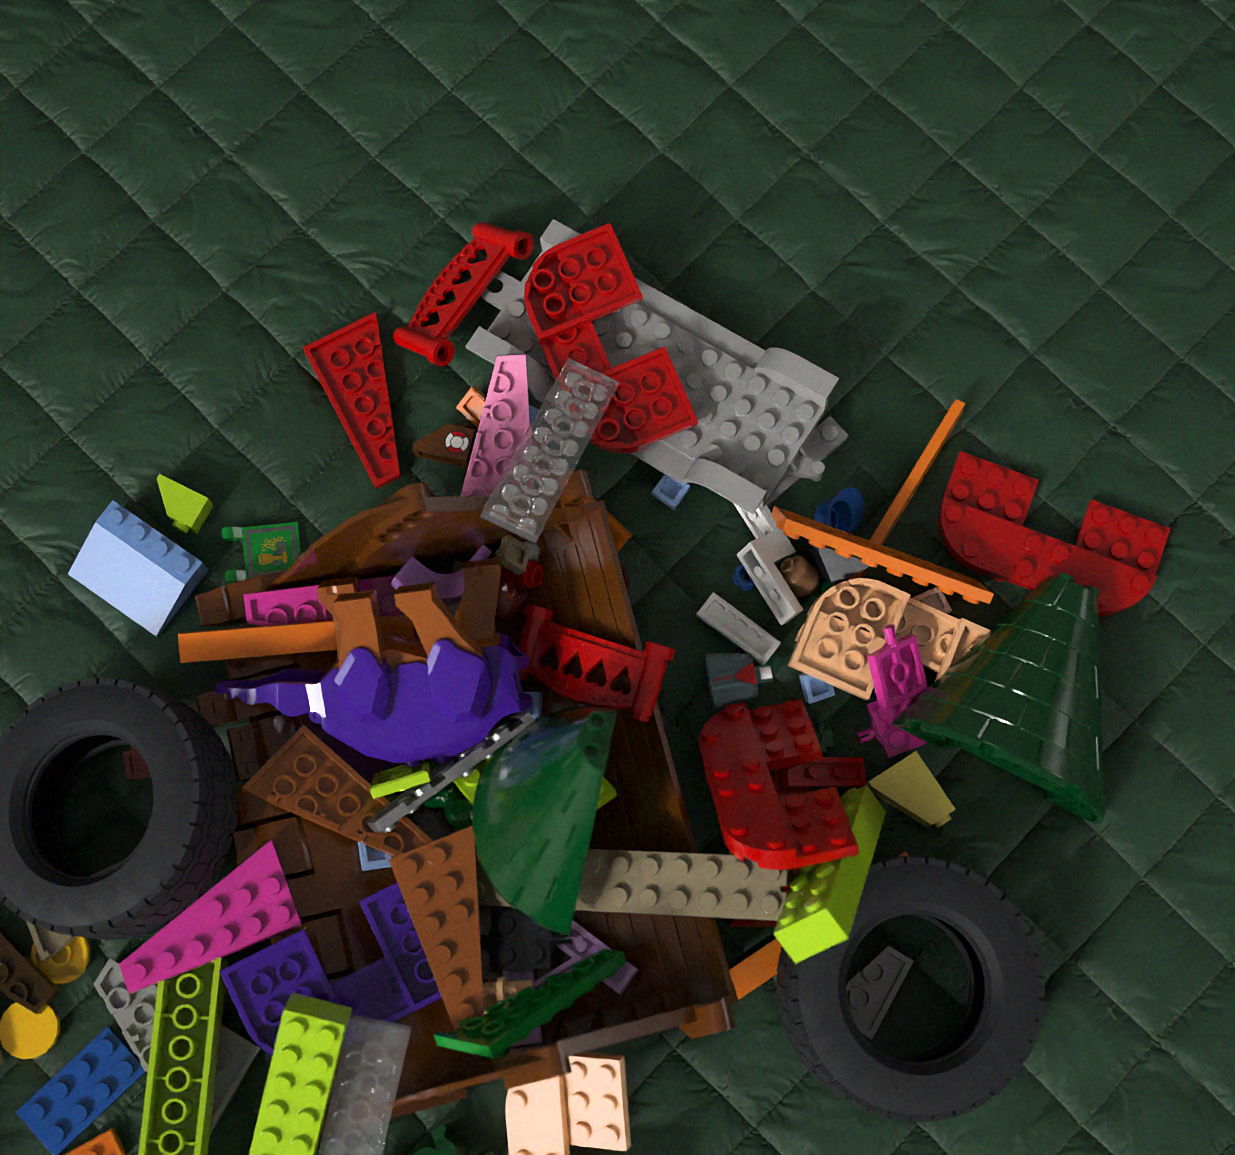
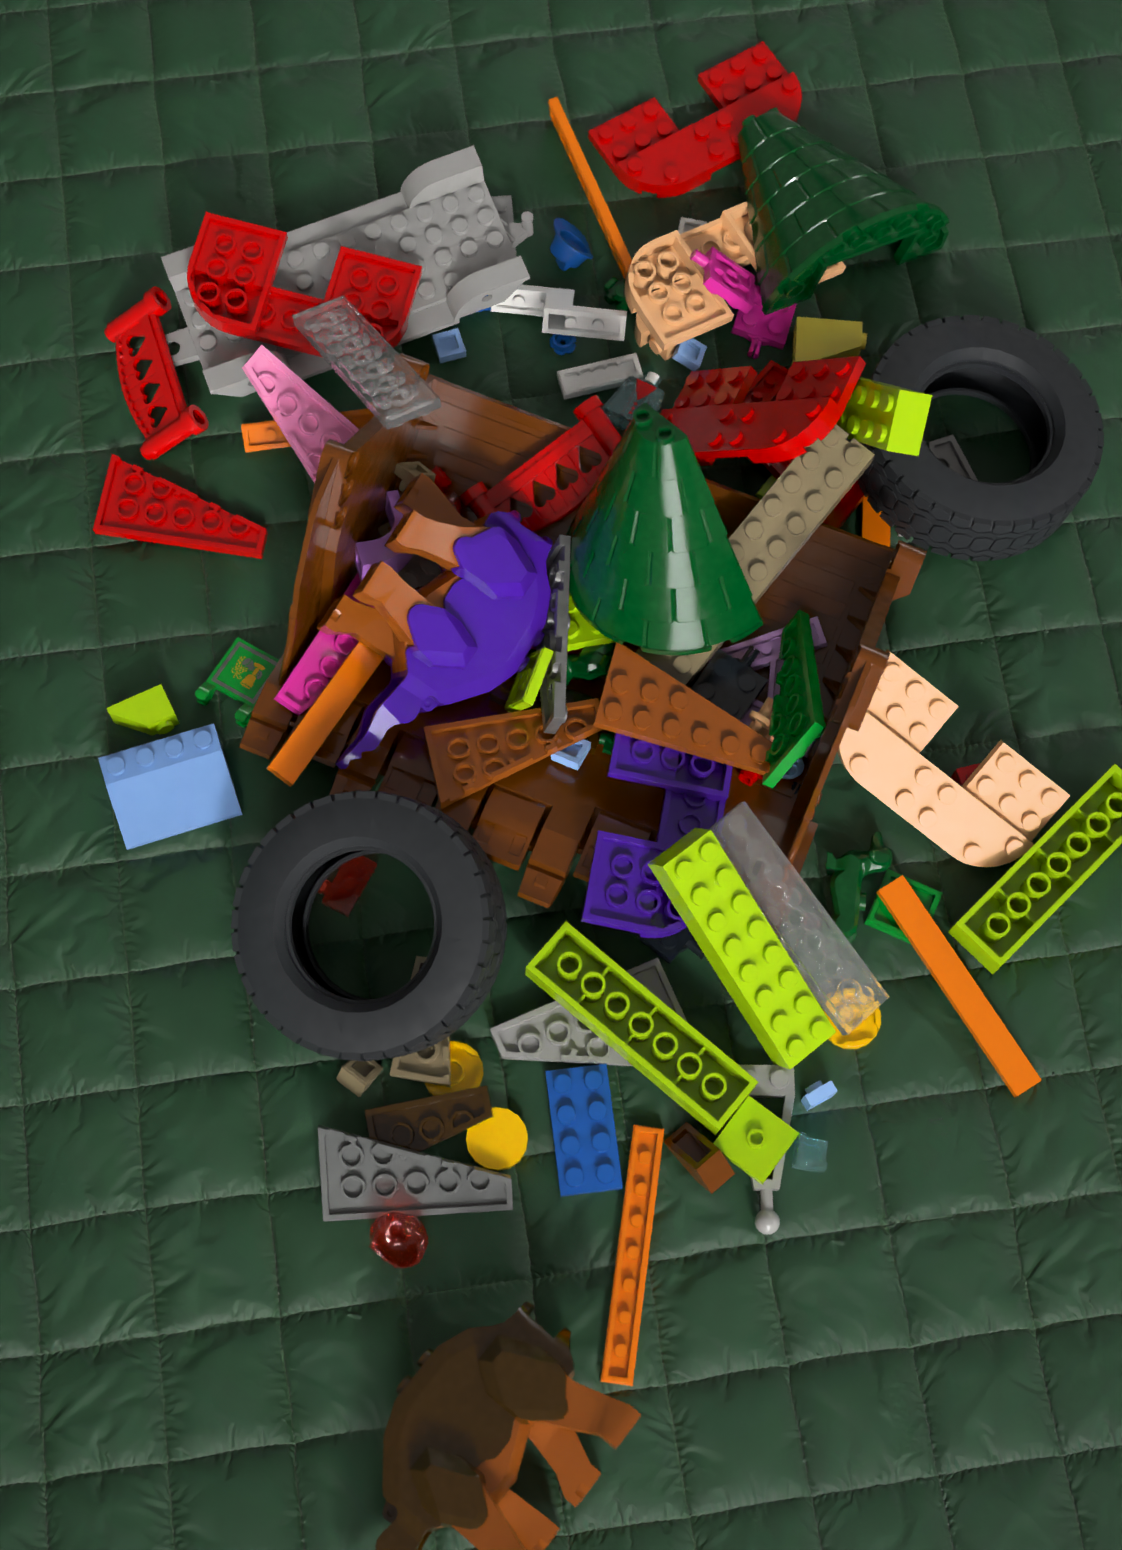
camera: 55 degrees left, 5 degrees down
(231, 916) = (539, 886): dark pink wing -> none
(447, 445) = (274, 477): reddish brown slope -> none
(800, 575) = (595, 297): medium nougat head -> none
(830, 565) = (601, 268): black slope -> none
(874, 554) = (629, 227): orange plate -> none

